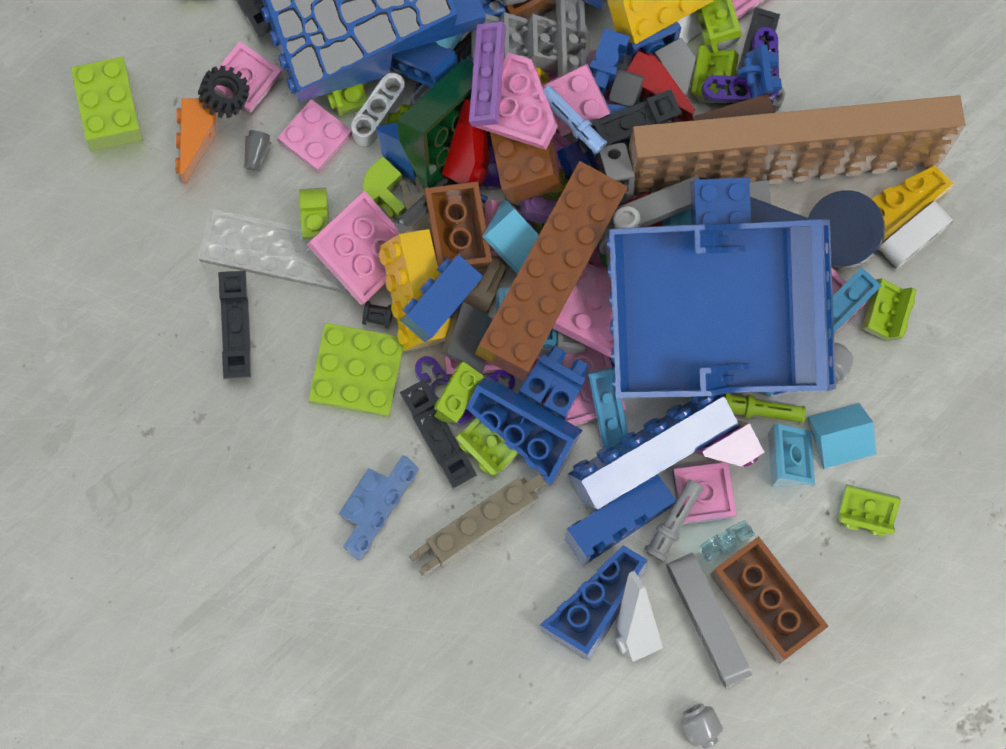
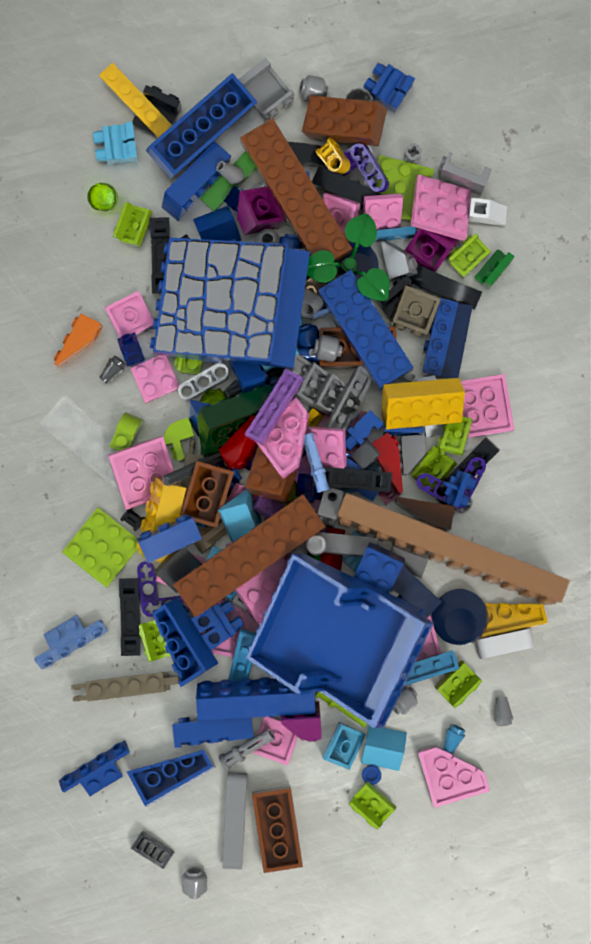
camera: 35 degrees right, 10 degrees up
(106, 104) = (33, 291): lime brick -> none
(219, 104) = (98, 329): black tyre -> none
(235, 325) = (40, 481): black slope -> none
(266, 111) = (130, 348): none -> clear blue brick
(457, 393) = (152, 600): lime bracket -> none
(502, 650) = (98, 772): none -> blue bracket
(600, 719) = (135, 847): none -> black slope
(636, 622) = (186, 802): white slope -> none
(726, 541) = (269, 779): clear light blue plate -> none
(845, 474) = (371, 774): none -> blue tile
(920, 379) = (453, 738): none -> dark azure cone
(943, 426) = (450, 777): none -> bright pink plate
(961, 317) = (503, 713): none -> light grey cone

